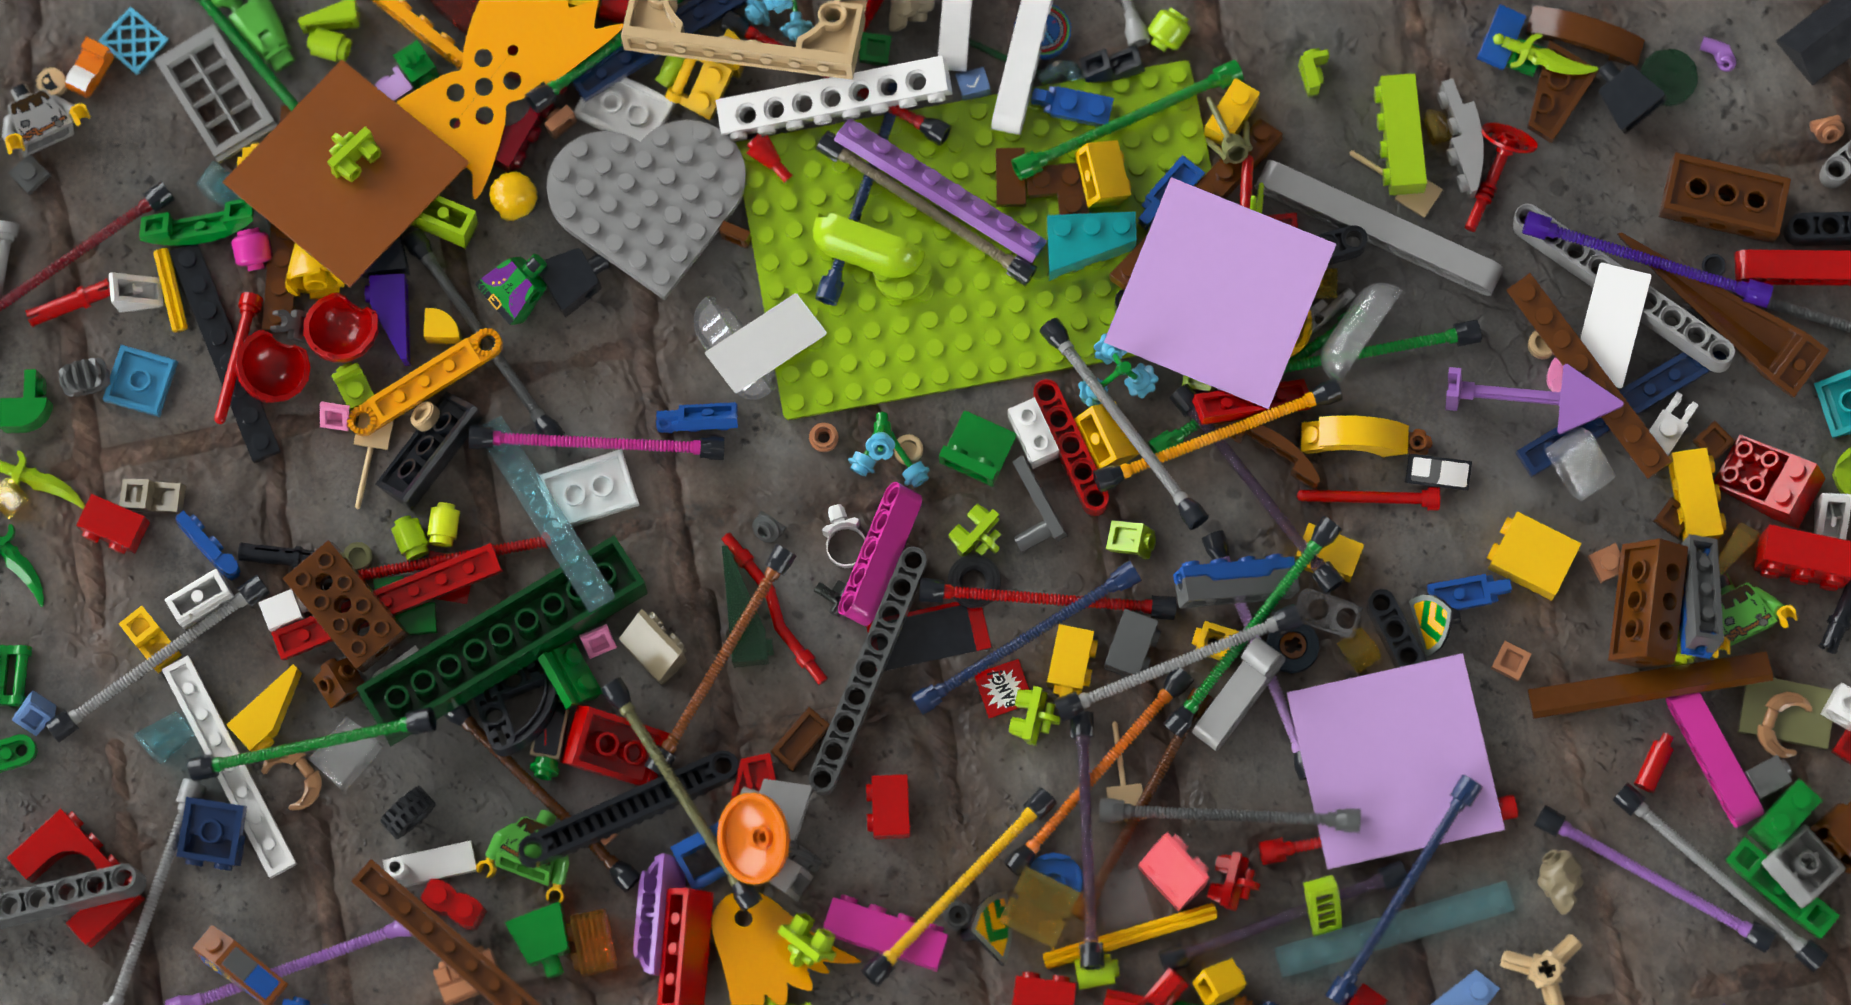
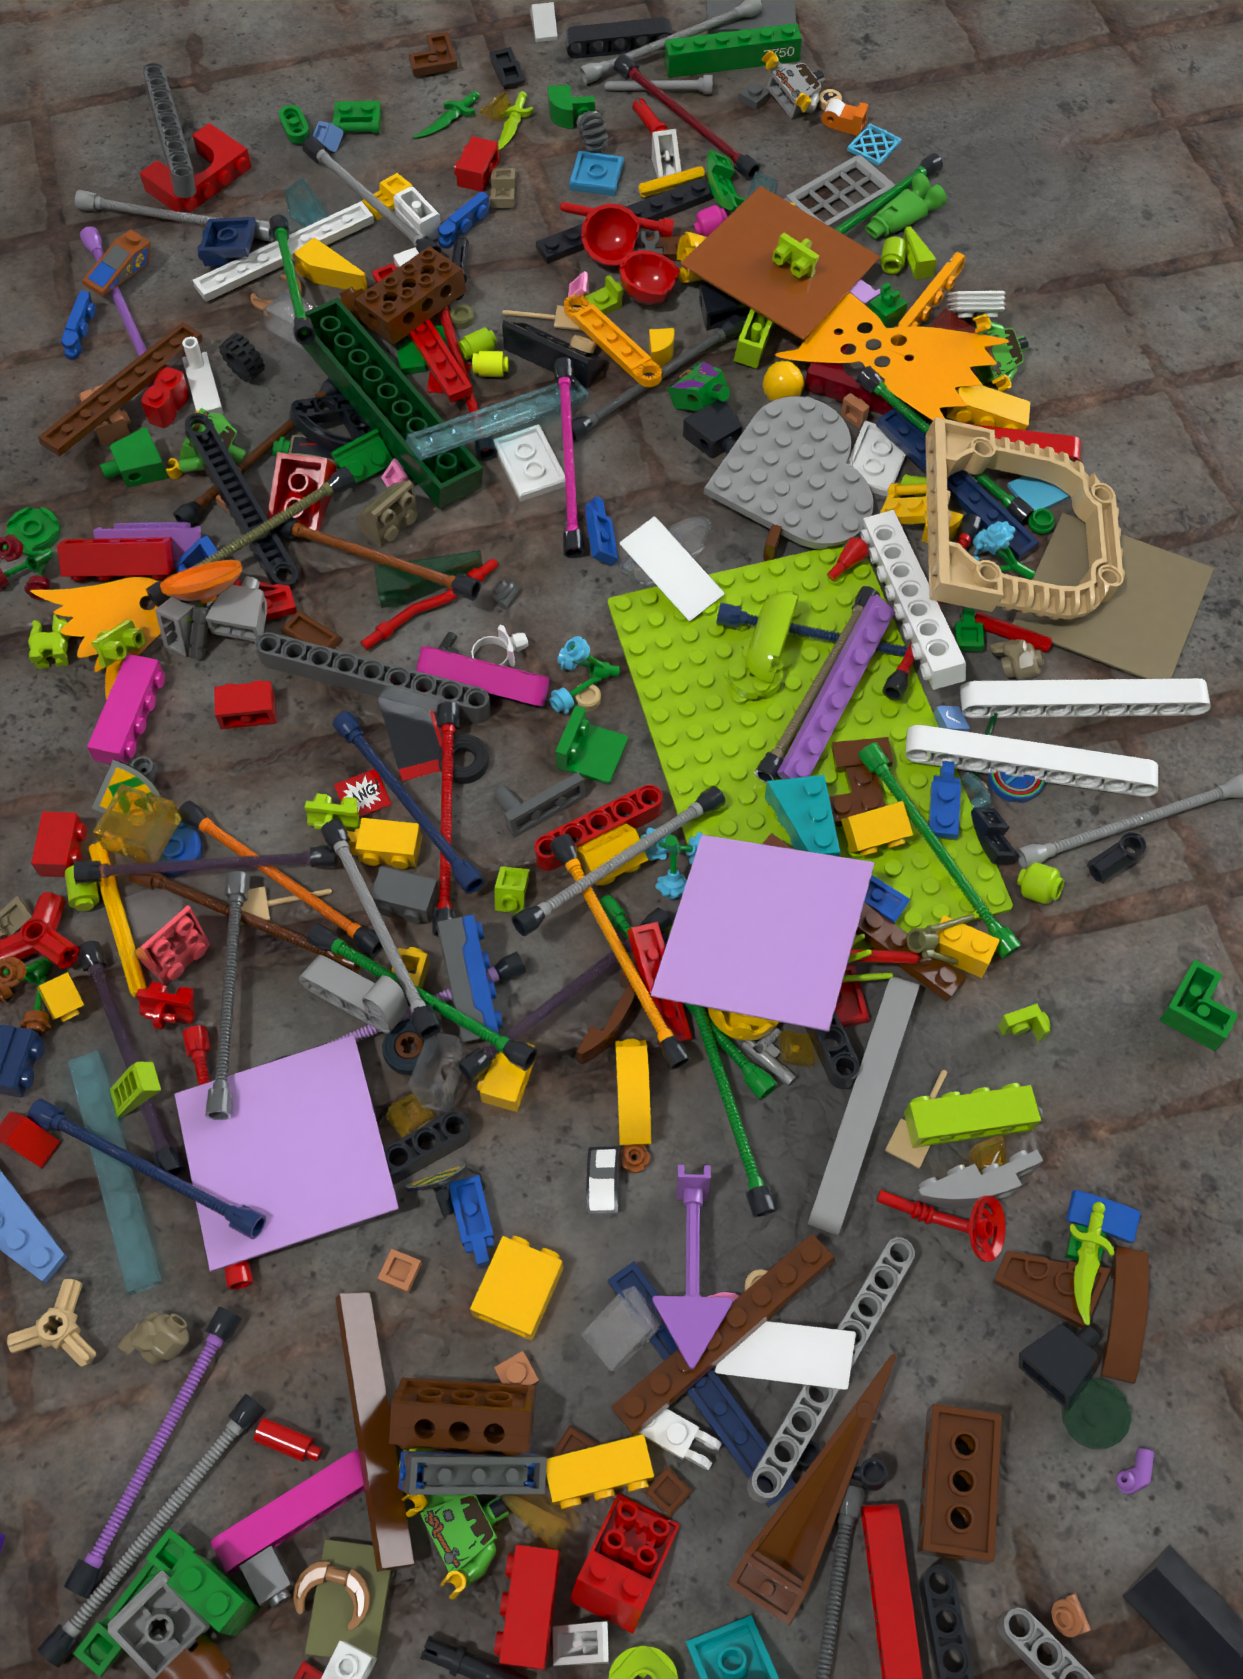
camera: 80 degrees right, 15 degrees down
(390, 300) = (674, 311): dark purple slope -> none
(593, 942) = (129, 496): clear orange brick -> none
(823, 428) = (589, 622): nougat plate -> none
(882, 966) = (87, 696): yellow hose -> none
(984, 523) = (506, 758): lime hips -> none
(1033, 433) = (607, 787): white brick -> none
(1357, 328) = (749, 1081): clear brick -> none
(1427, 498) = (574, 1173): red piece -> none
(1752, 291) = (847, 1523): dark purple hose -> none

